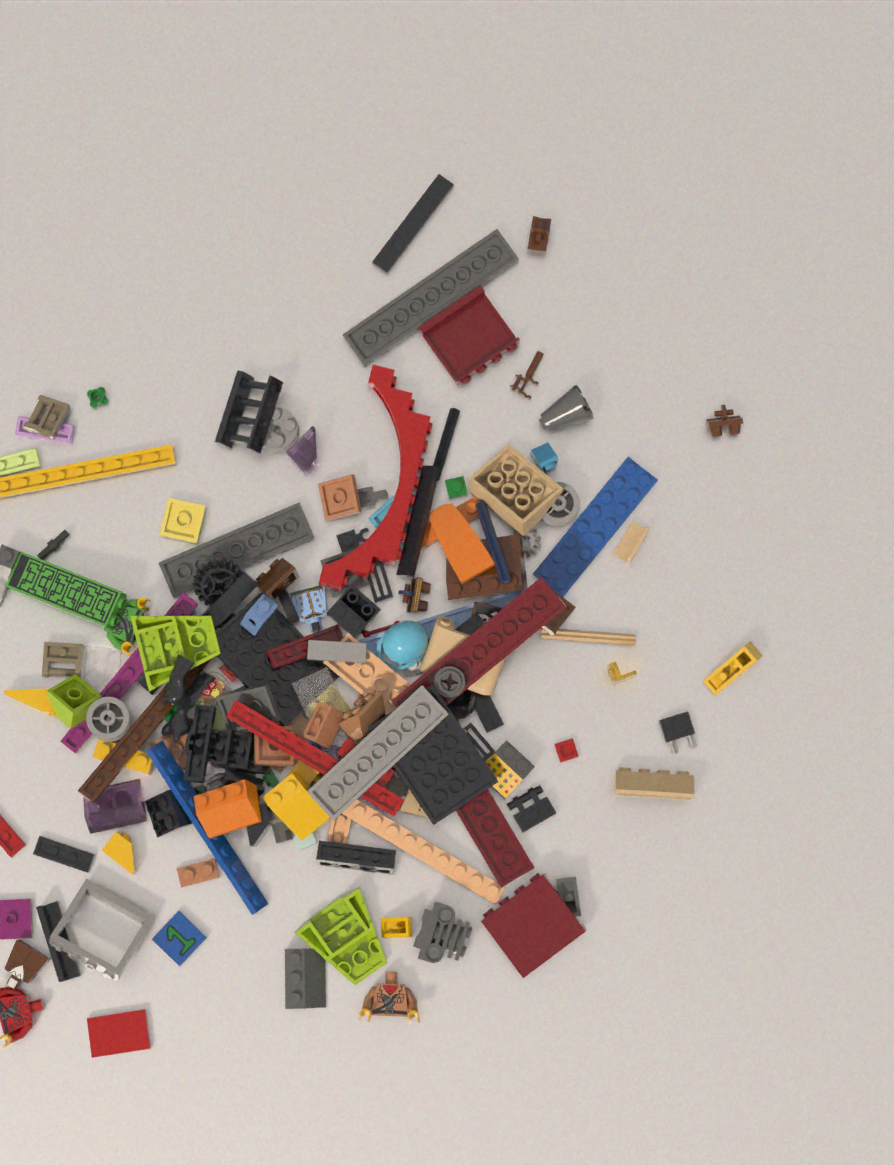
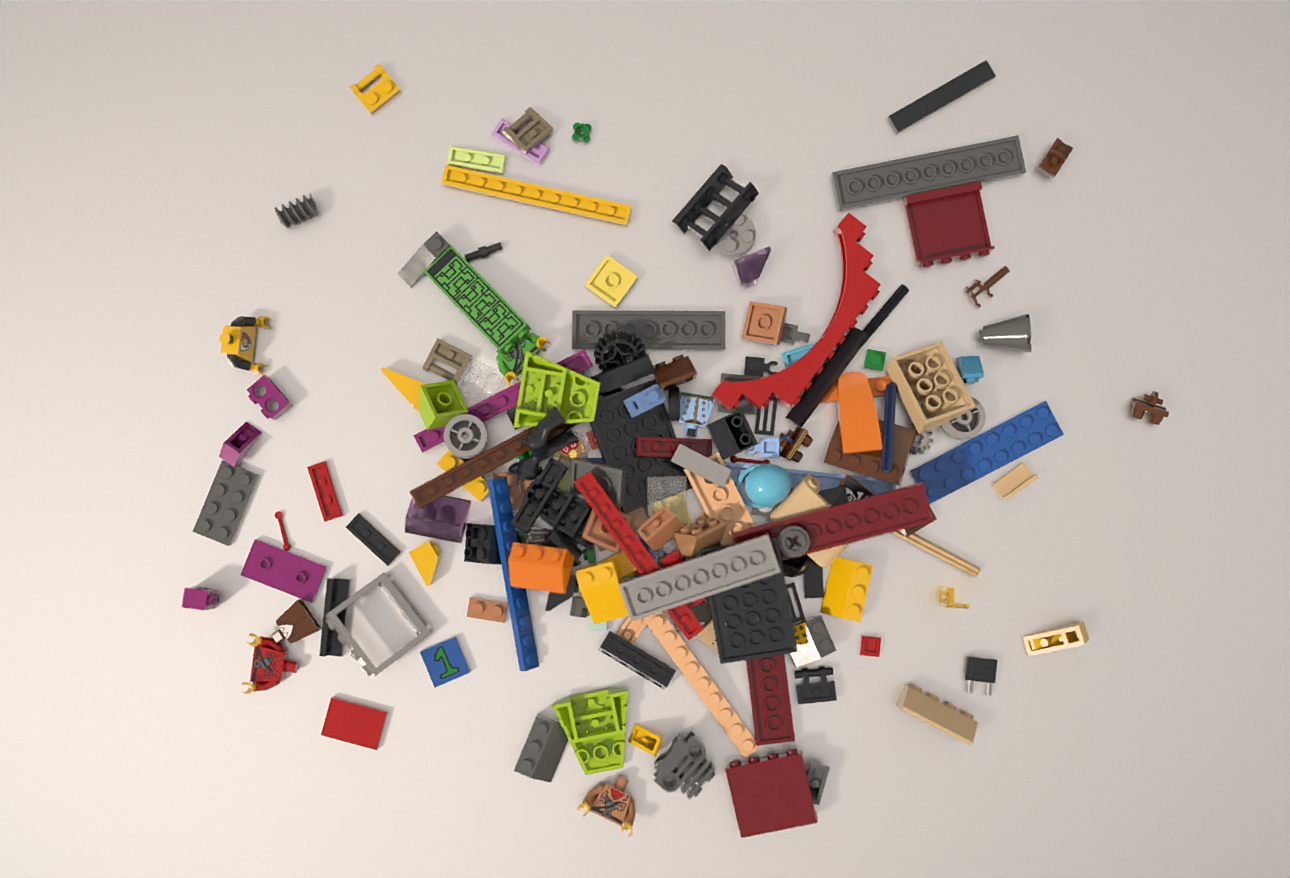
camera: 20 degrees right, 5 degrees up
(392, 610) = (767, 447): none -> light blue plate
(521, 707) = (846, 589): none -> yellow slope

